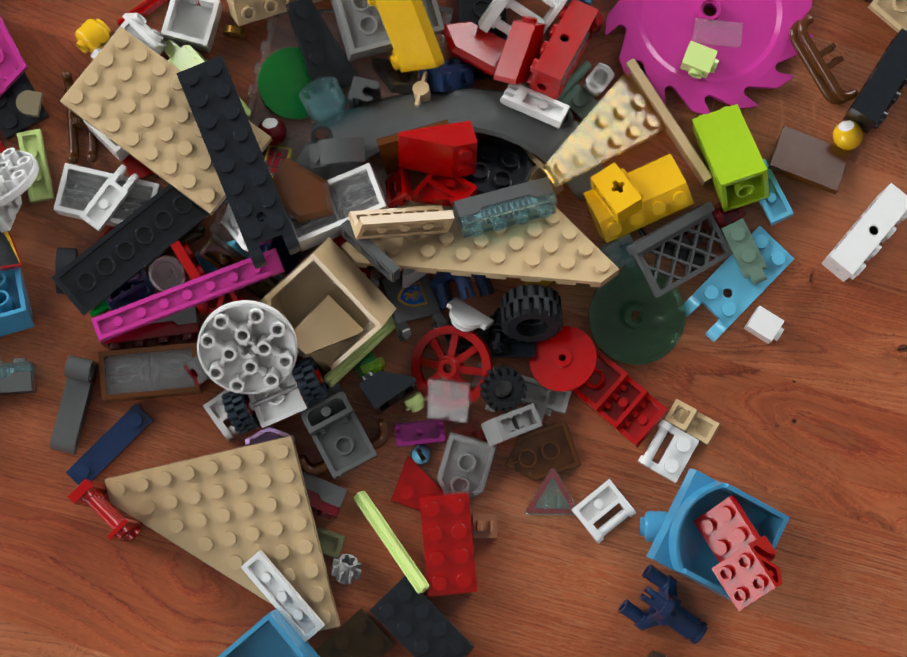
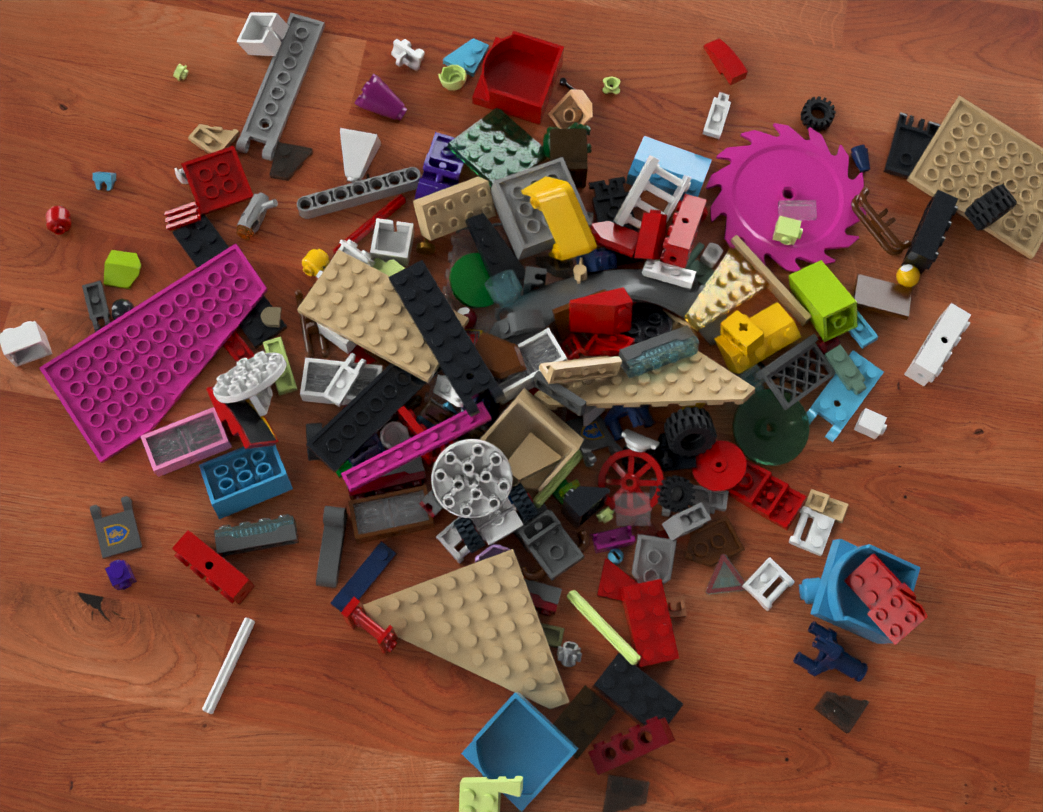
camera: 10 degrees left, 10 degrees down
(282, 595) = (521, 680): white plate -> none

